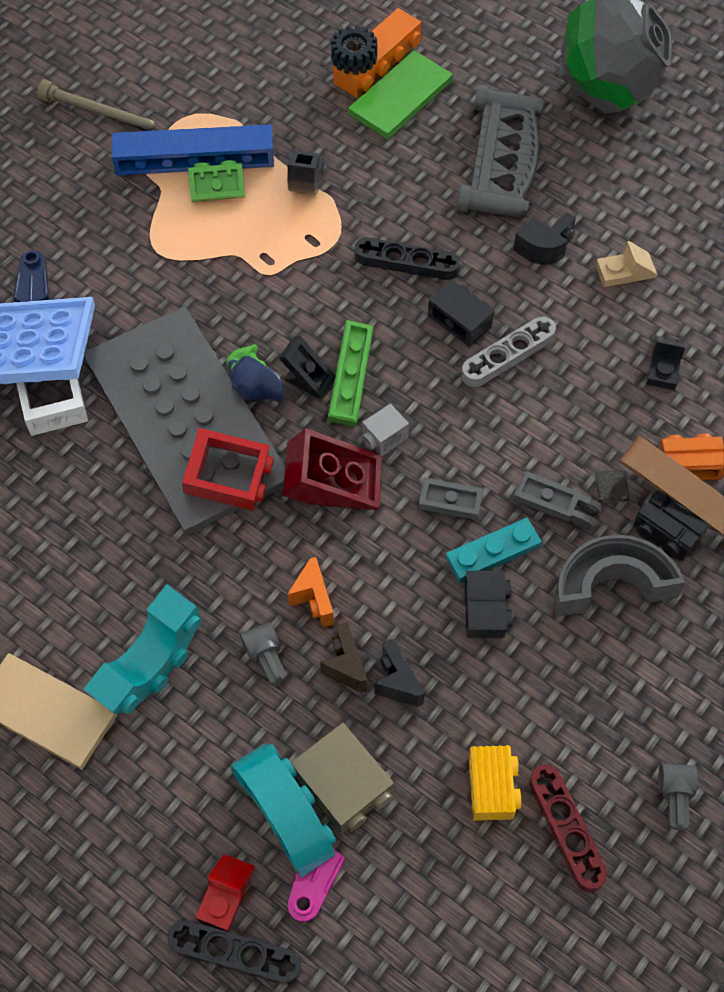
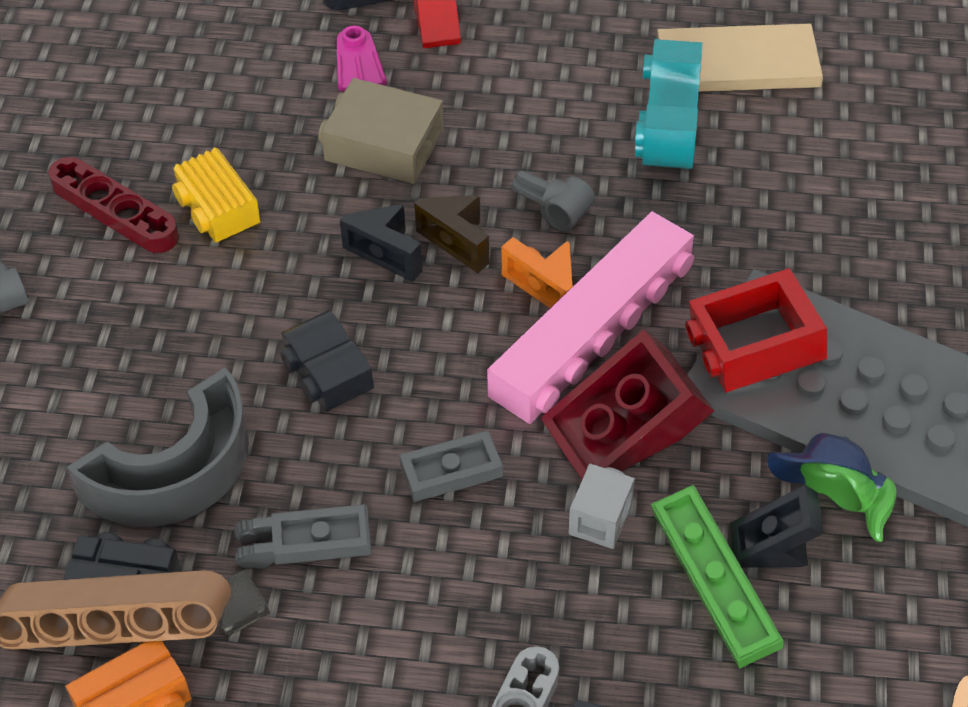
camera: 150 degrees right, 10 degrees down
(285, 807) = (442, 58): teal brick -> none
(288, 550) = (590, 318): none -> bright pink brick
(494, 549) = (356, 440): teal plate -> none

